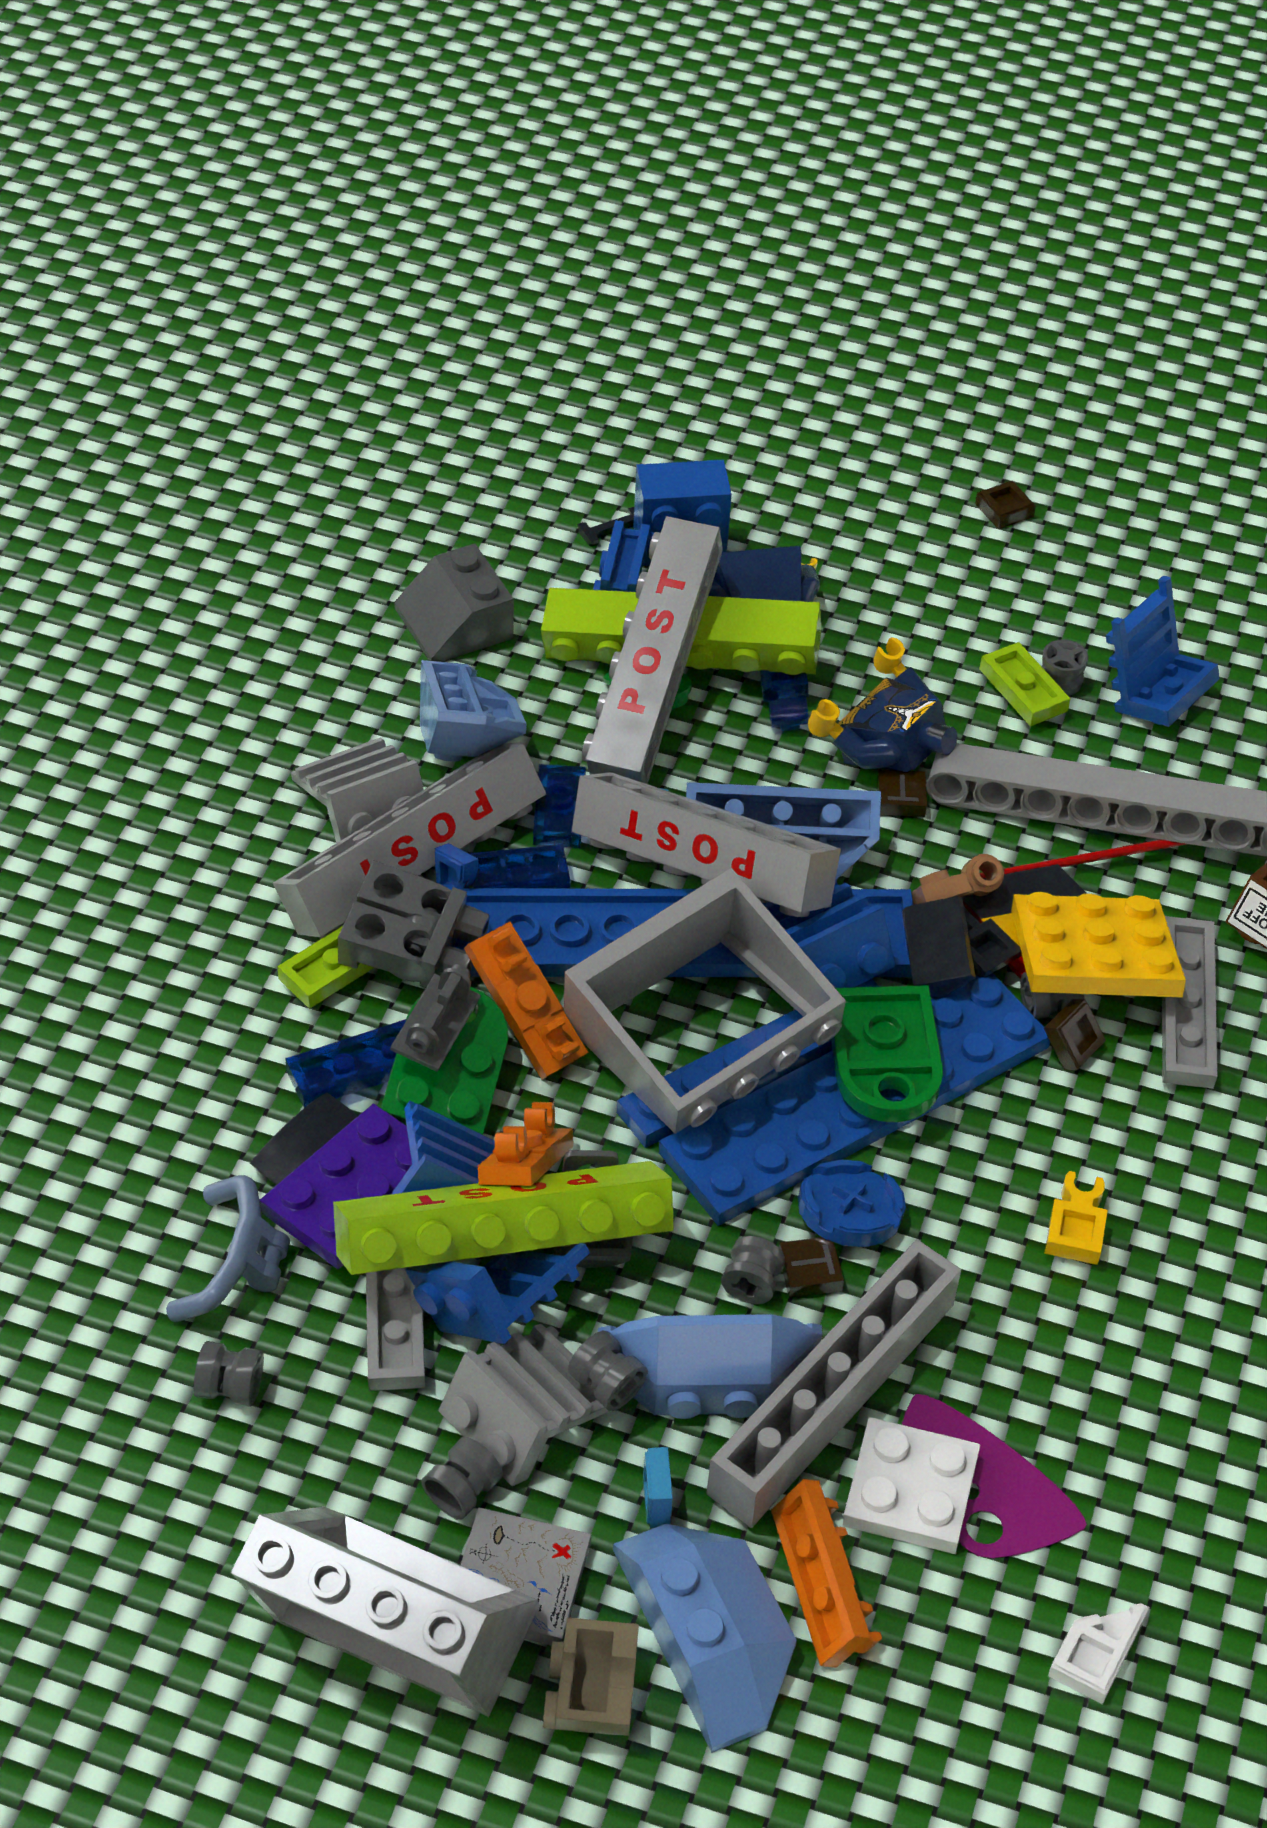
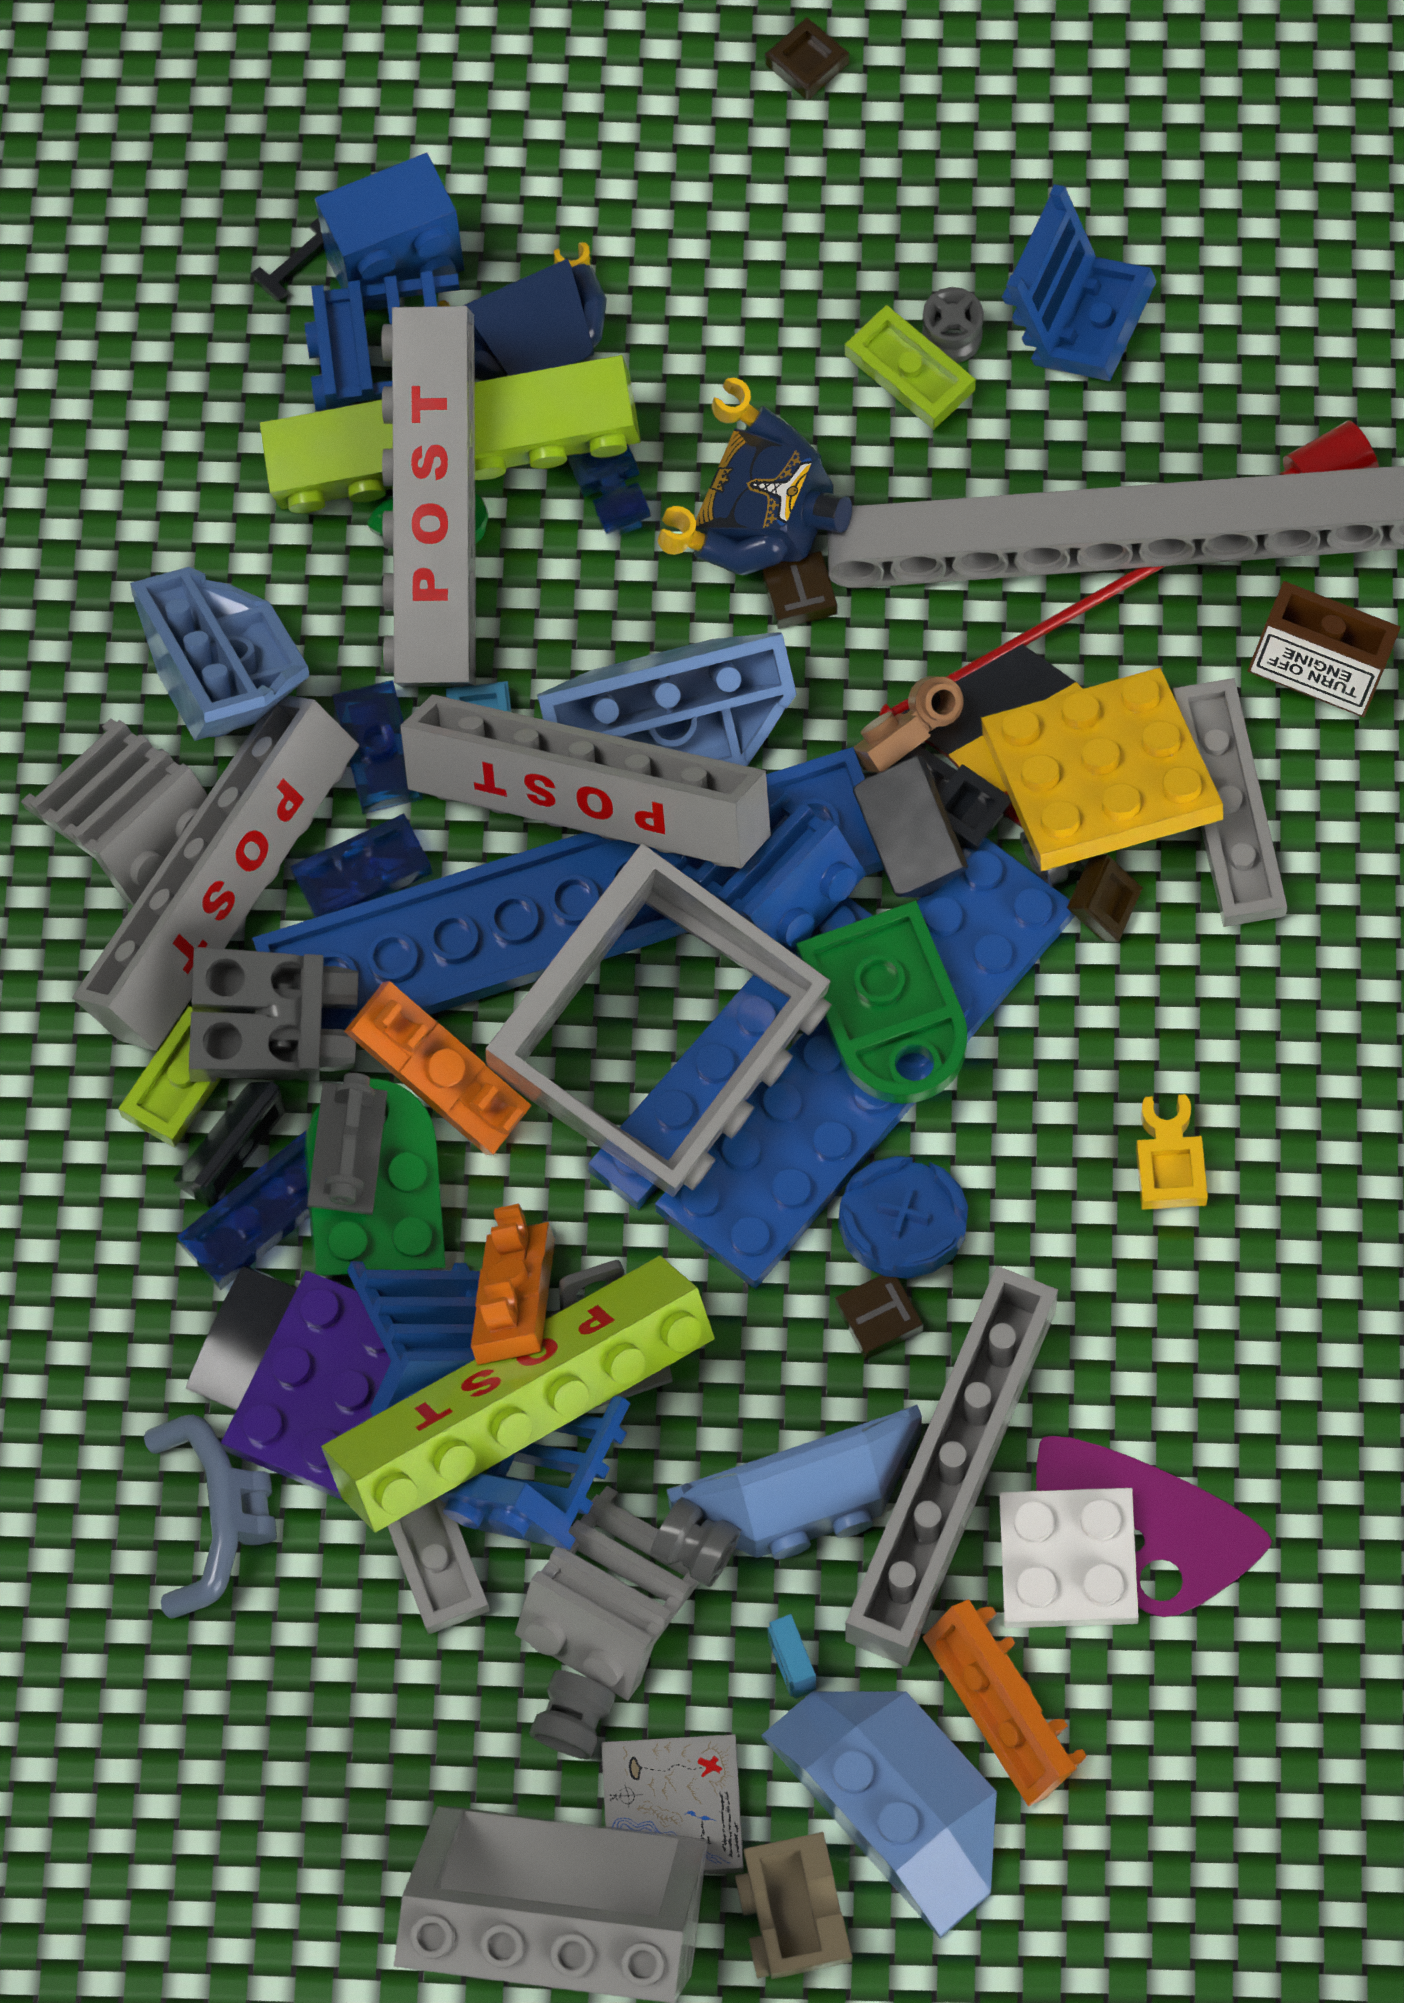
camera: 10 degrees left, 20 degrees up
(228, 1373) = (266, 1670): dark grey wheel -> none
(356, 1014) = (231, 1142): none -> black slope
(455, 867) = (284, 898): blue tile -> none
(457, 605) = (141, 474): dark grey slope -> none
(753, 1270) = (816, 1346): dark grey wheel -> none
(1097, 1651) = (1319, 1691): white tile -> none

